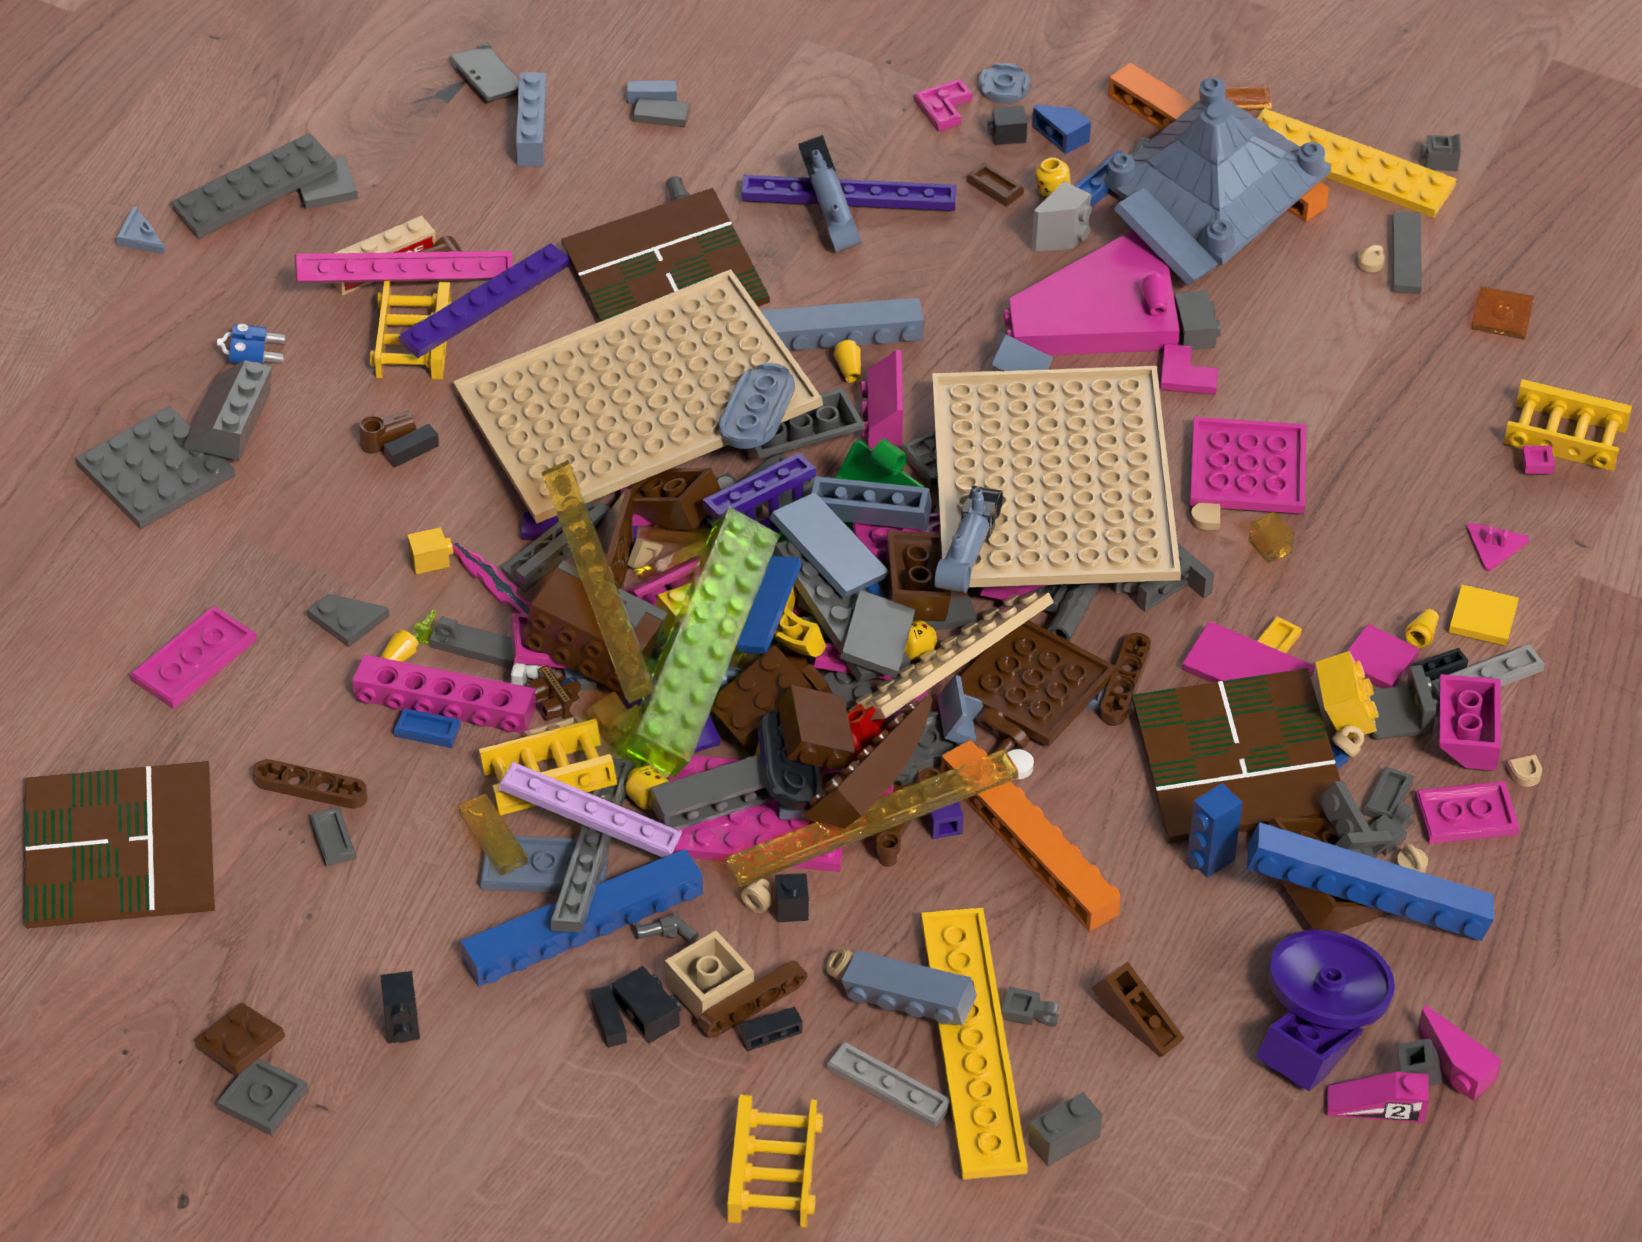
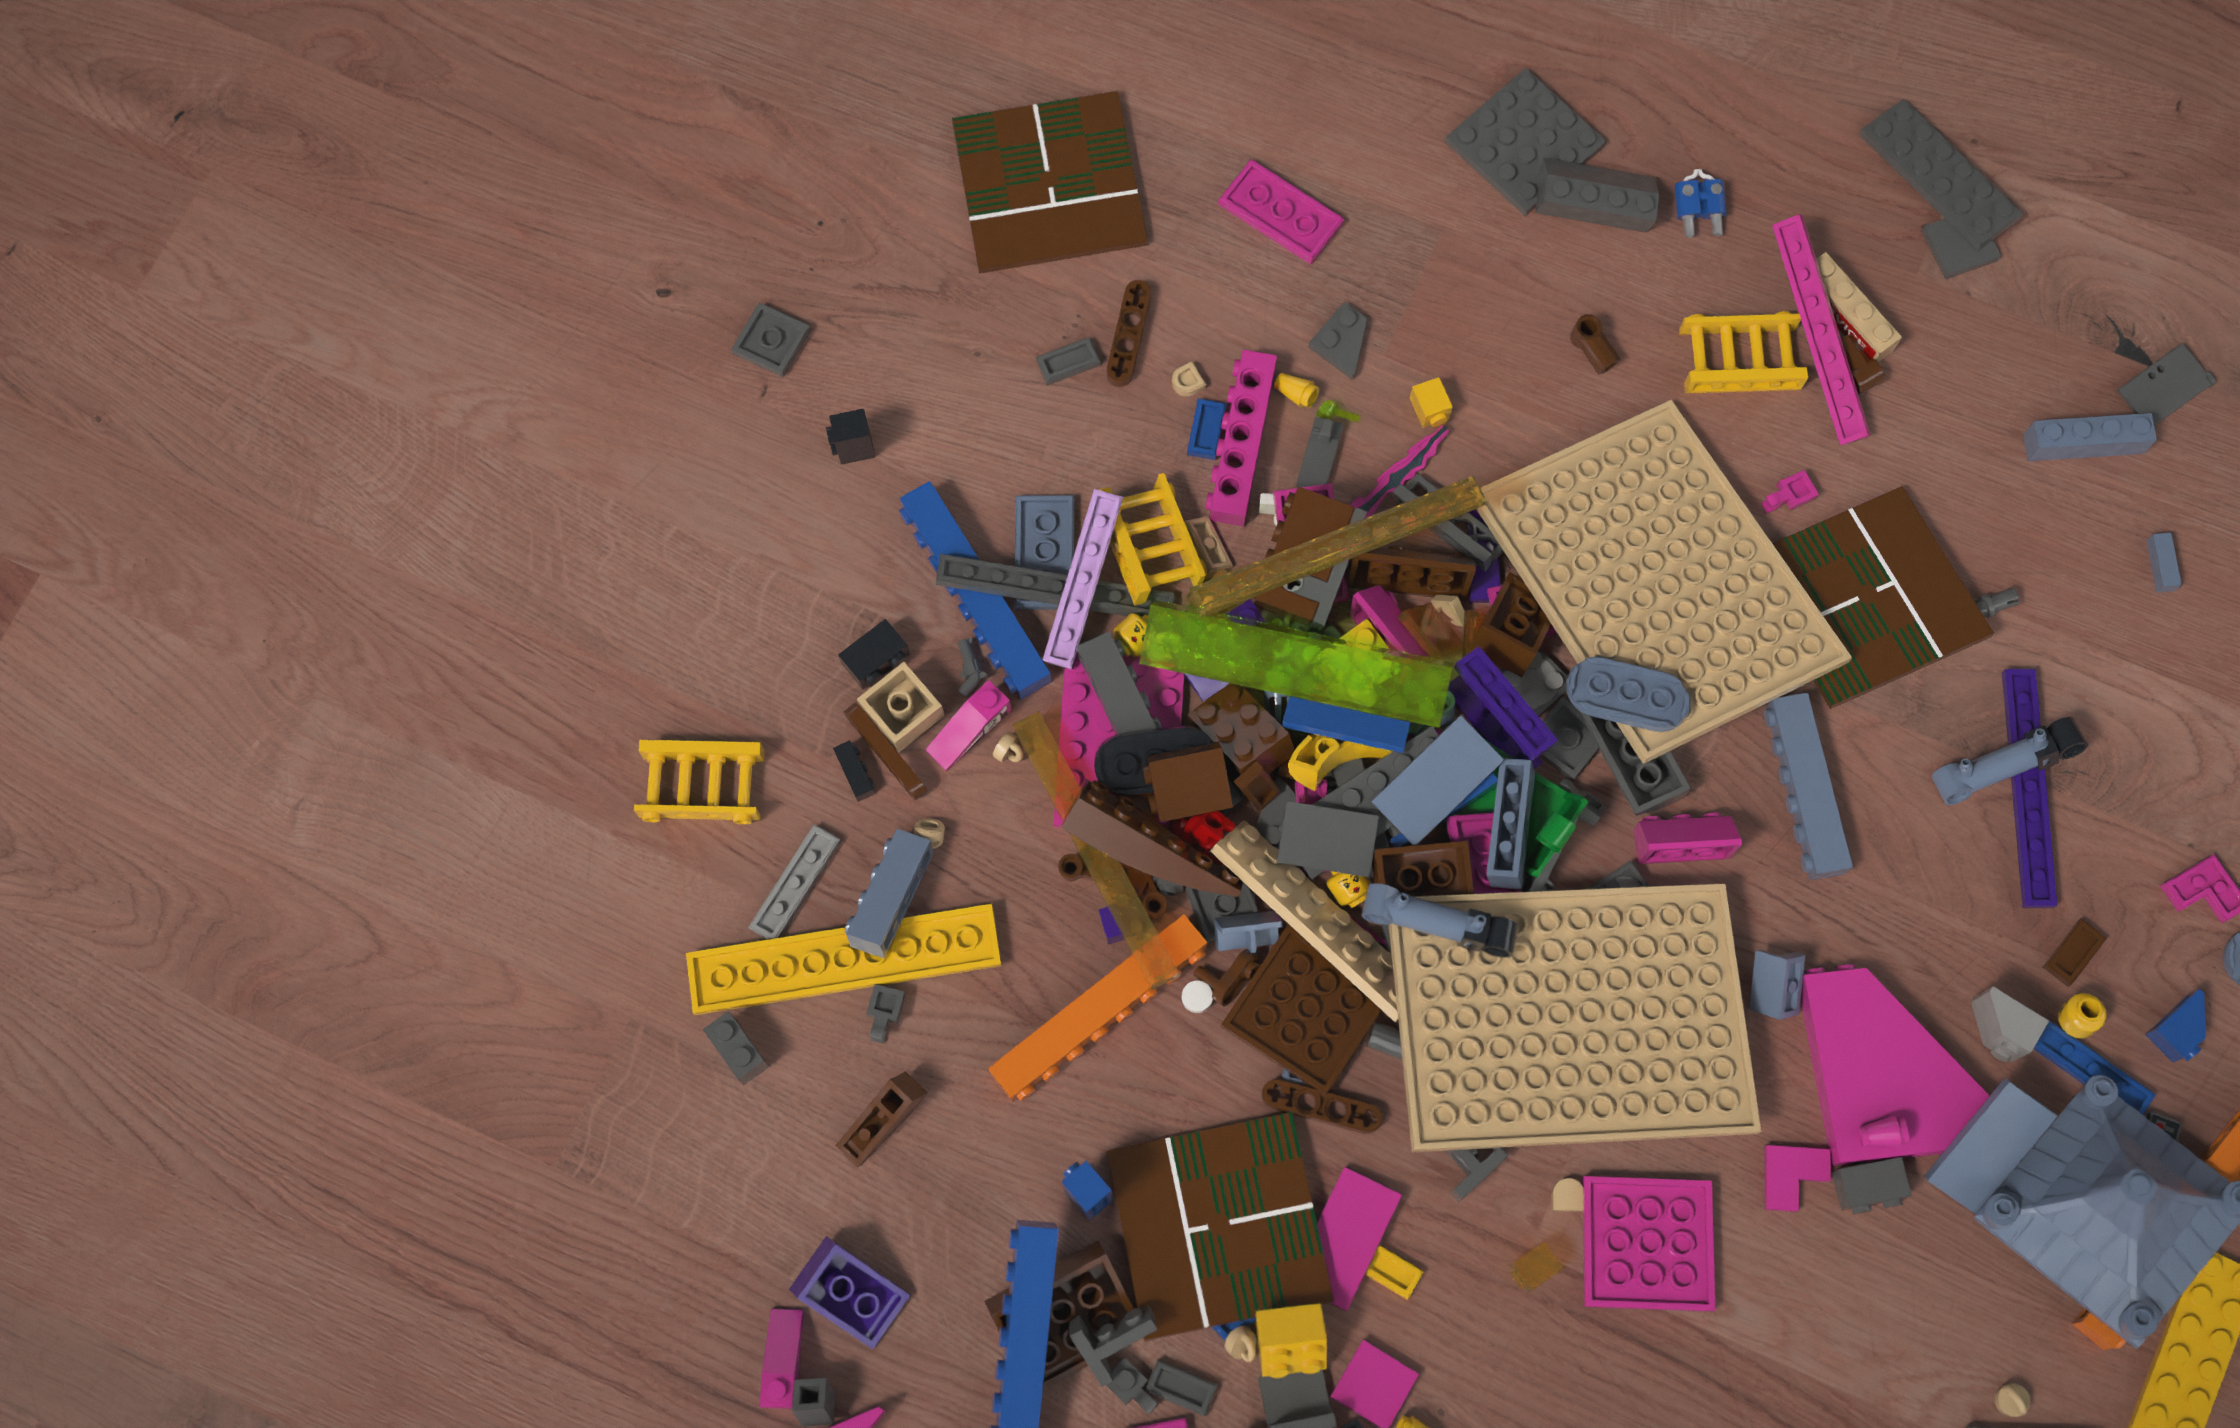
camera: 90 degrees right, 25 degrees up
(139, 234) = (1856, 76): sand blue tile -> none
(239, 1038) = (827, 311): reddish brown plate -> none
(370, 740) = (1187, 380): none -> tan tile
(411, 445) = (1579, 371): black piece -> none
(483, 300) = (1789, 416): dark purple plate -> none
(493, 834) = (1066, 499): clear yellow plate -> none
(558, 310) = (1793, 491): none -> dark pink plate
(559, 691) = (1240, 545): reddish brown hips -> none
(608, 1016) = (859, 624): black piece -> none
(661, 112) = (2134, 575): tile -> none
(718, 910) = (969, 725): none -> dark pink slope
(792, 897) = (1004, 779): black brick -> none
(849, 360) = (1756, 800): yellow cone -> none
(1008, 125) = (2173, 963): black brick -> none
(1331, 979) = (918, 1314): dark purple dish -> none
(1412, 858) = (1089, 1409): tan tile -> none

